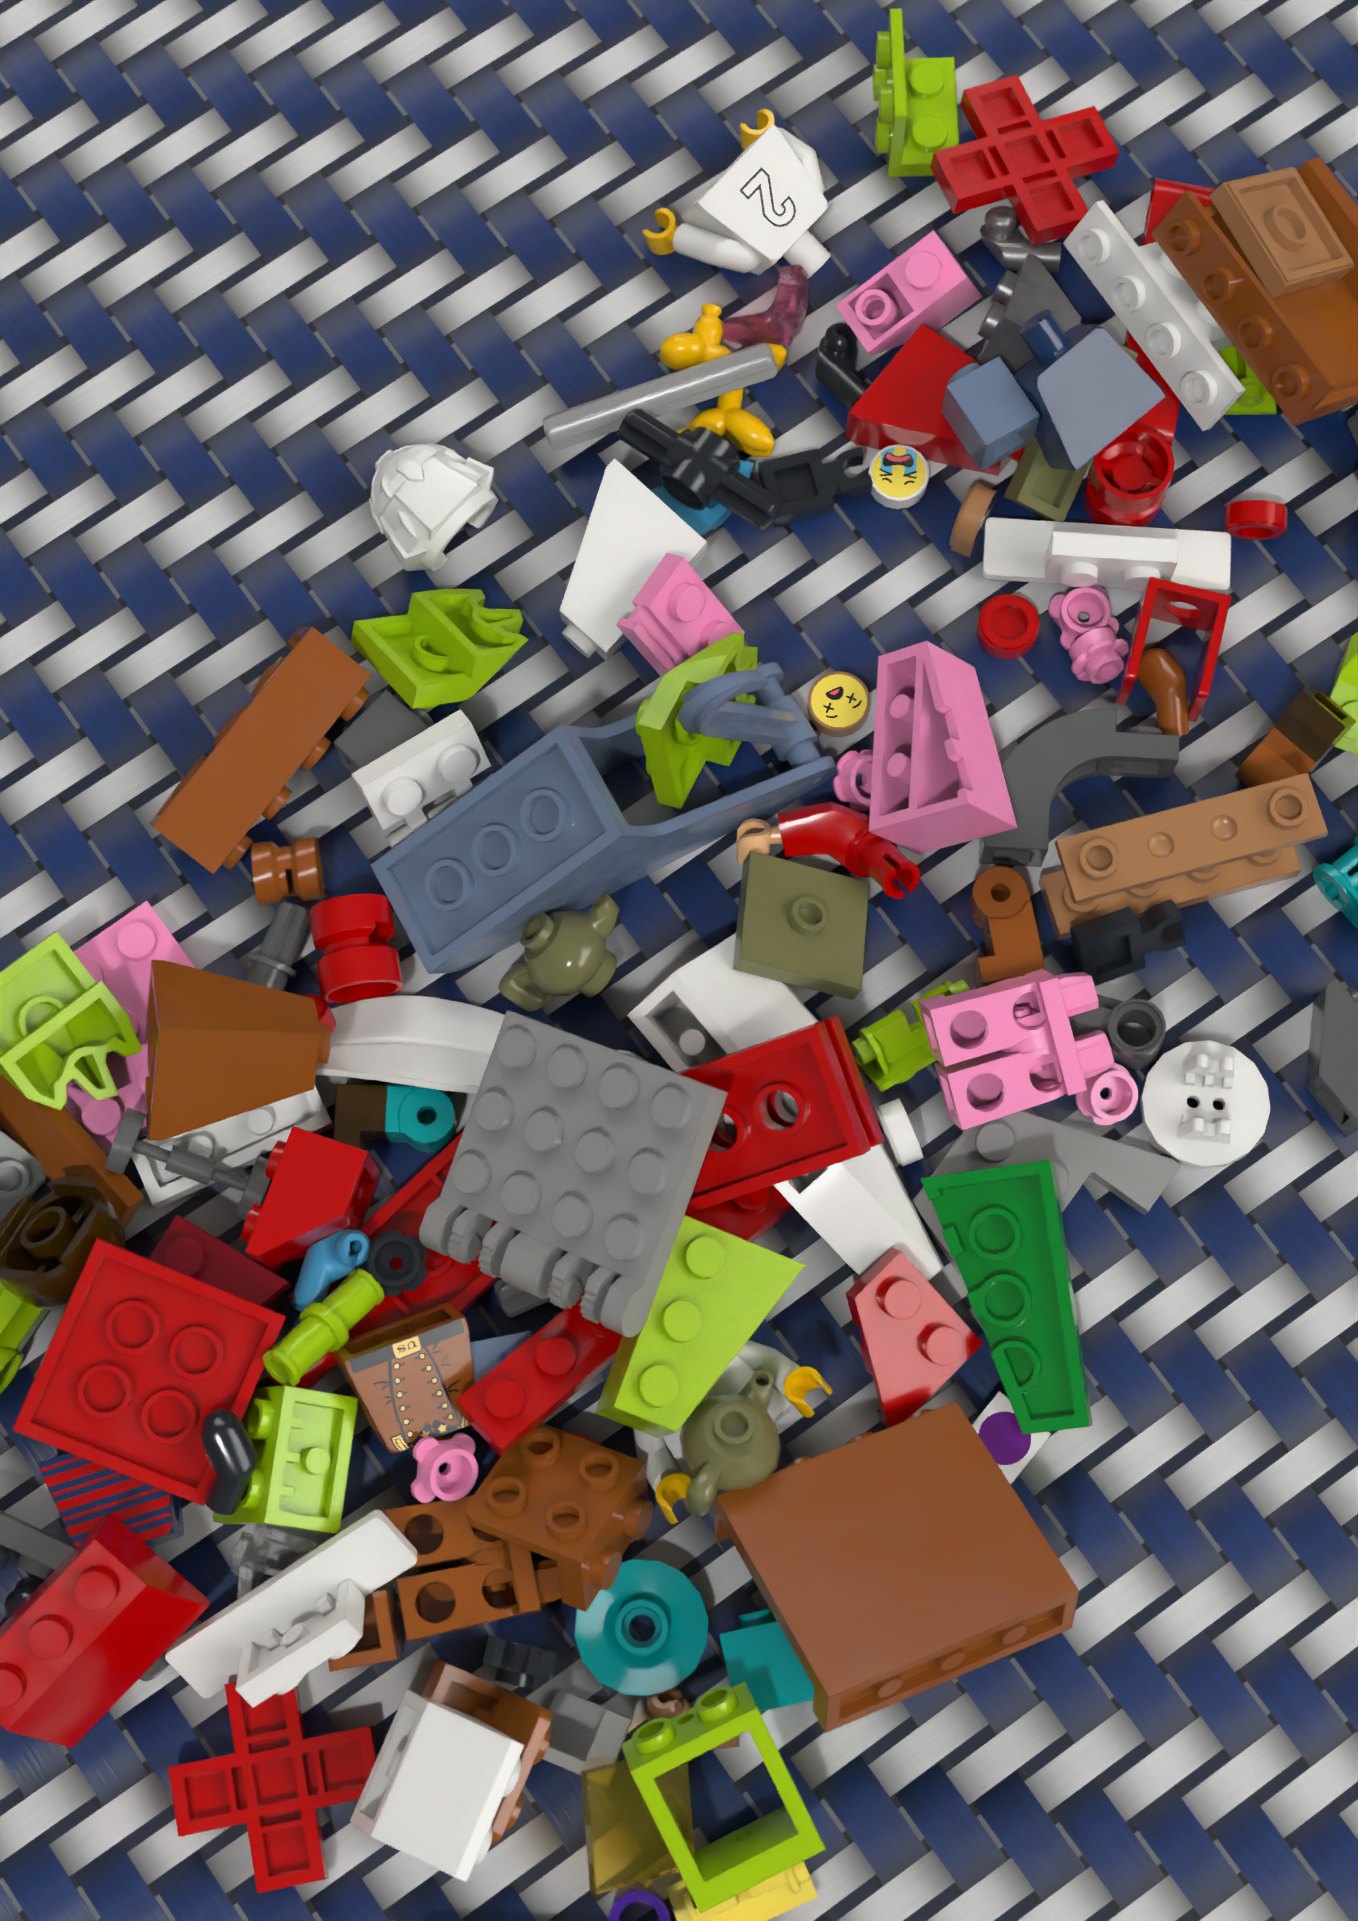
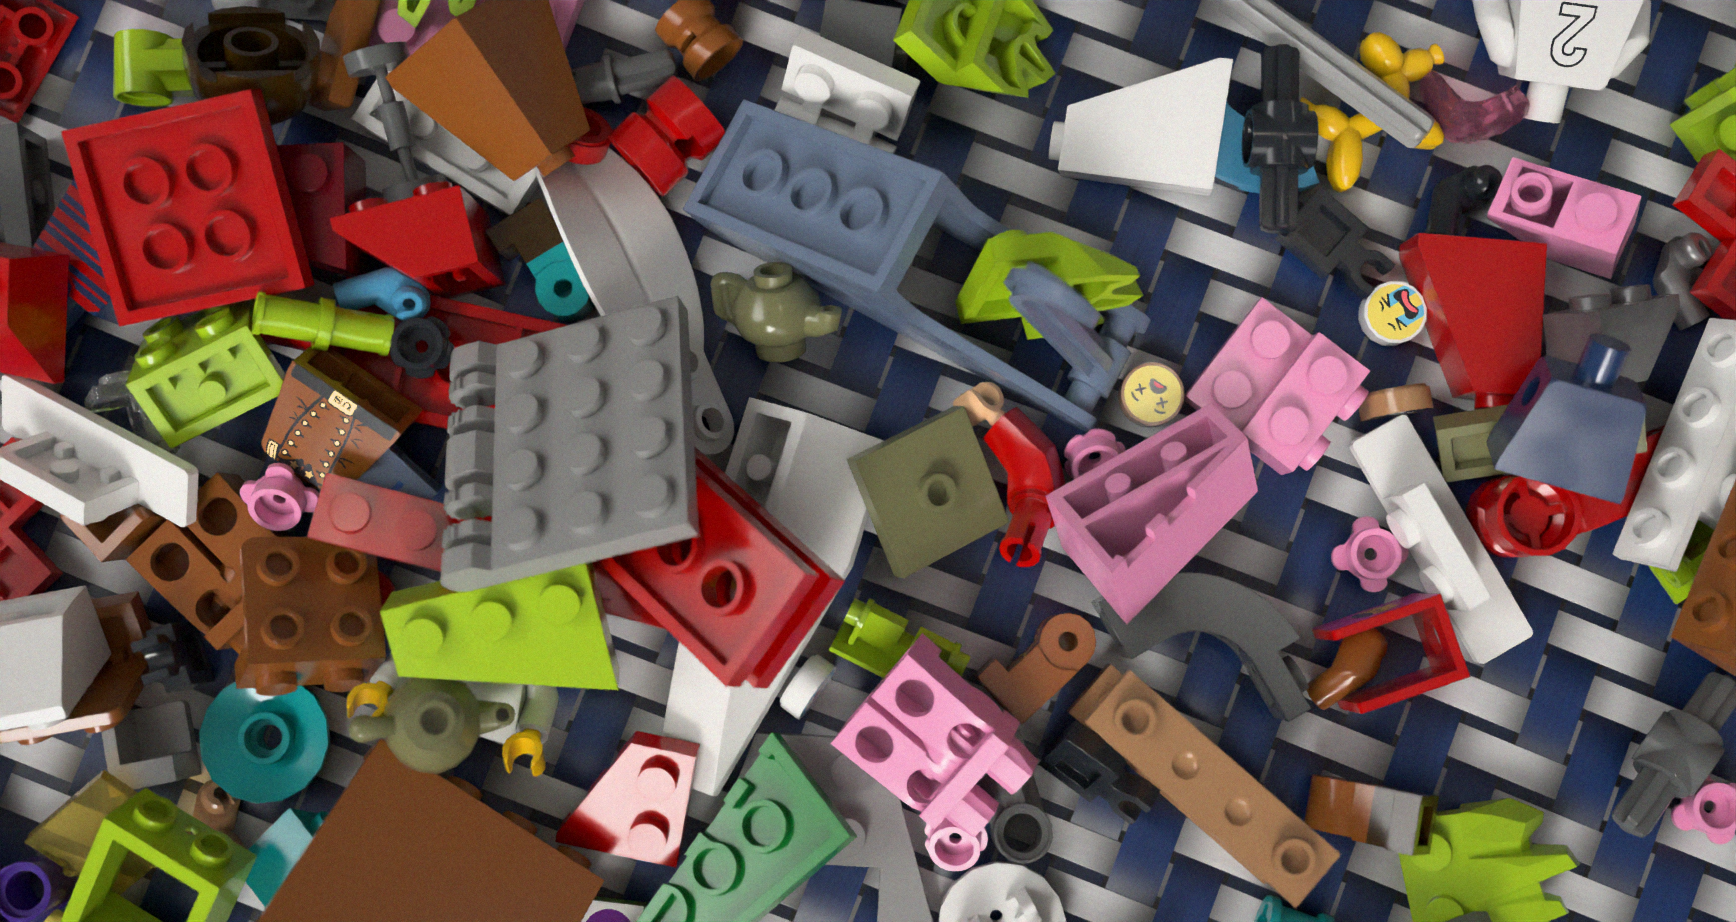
camera: 55 degrees right, 10 degrees up
(231, 1457) = (160, 320): black arm -> none
(675, 616) = (1127, 210): bright pink plate -> none
(900, 597) = (1280, 387): none -> bright pink plate
(989, 412) = (1500, 355): sand blue brick -> none
(1007, 626) = (1318, 495): red tile -> none
(1098, 655) = (1342, 590): bright pink plate -> none
(1255, 519) = (1561, 649): red tile -> none

